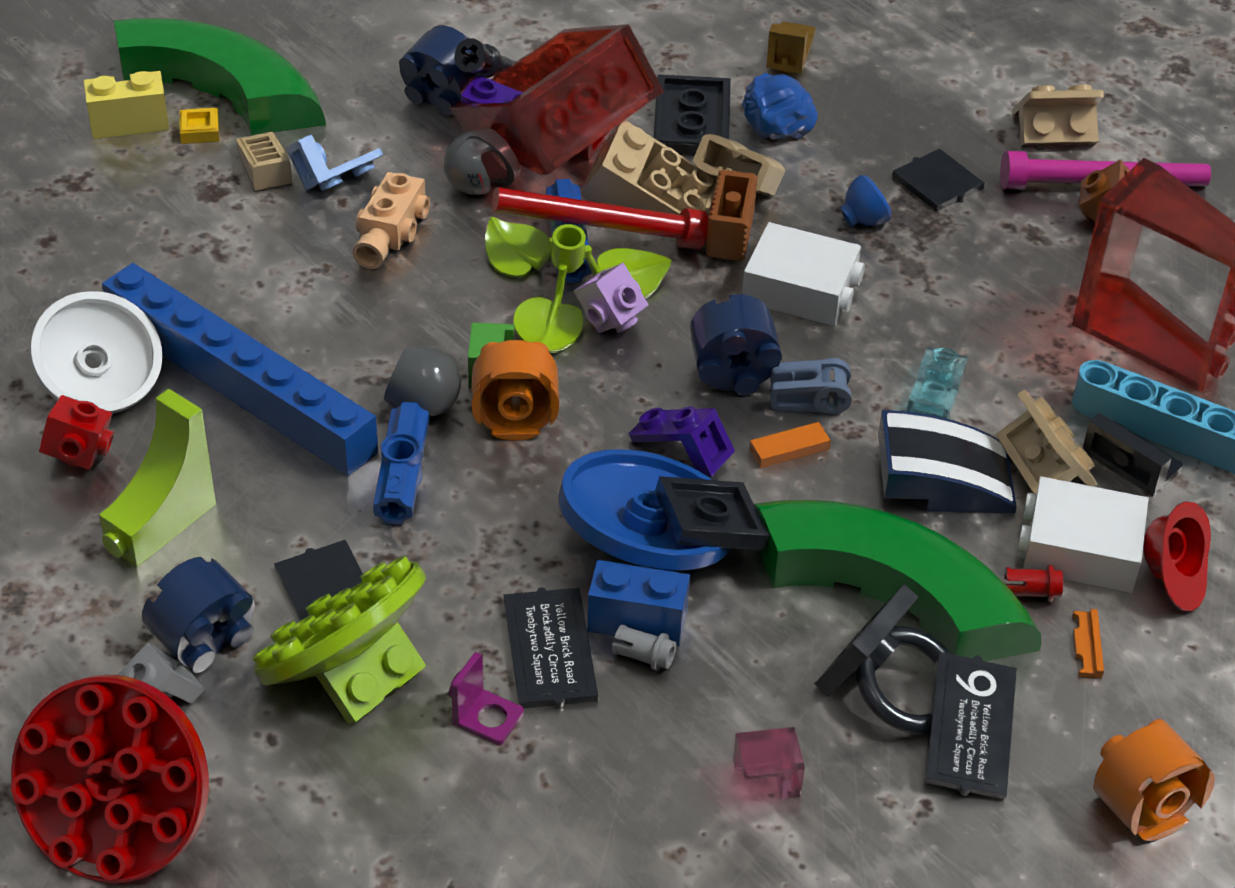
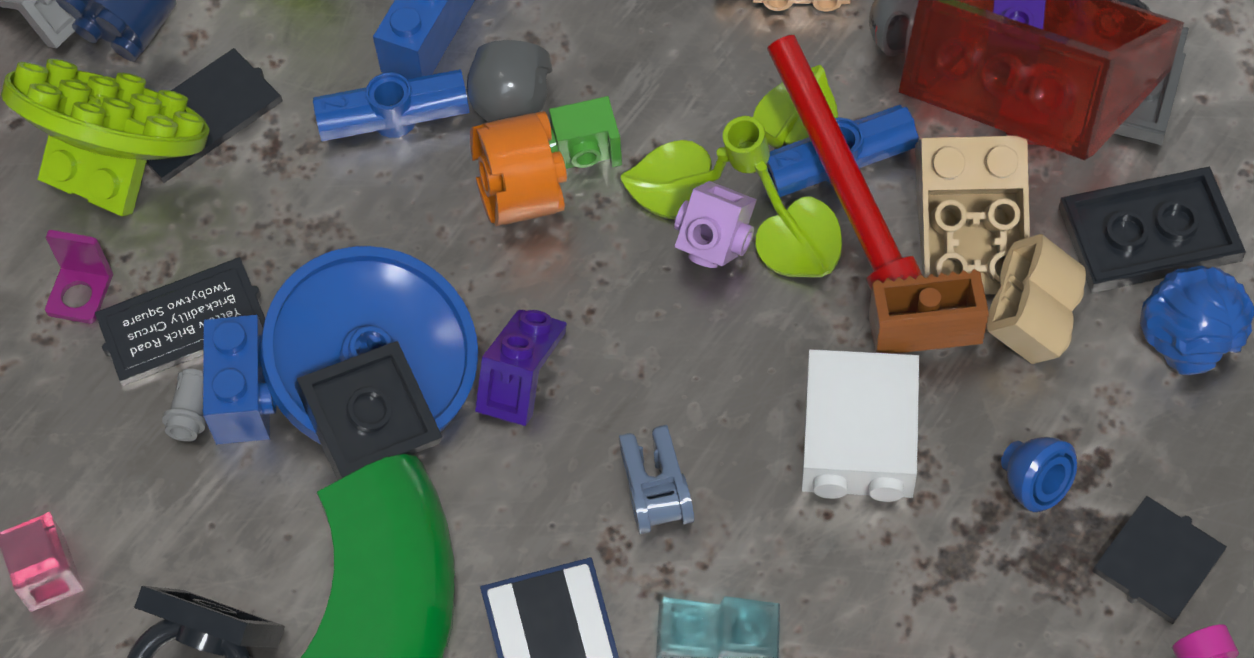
camera: 80 degrees right, 15 degrees up
(735, 344) = (667, 370): dark blue brick -> none
(789, 444) = (558, 483): orange piece -> none

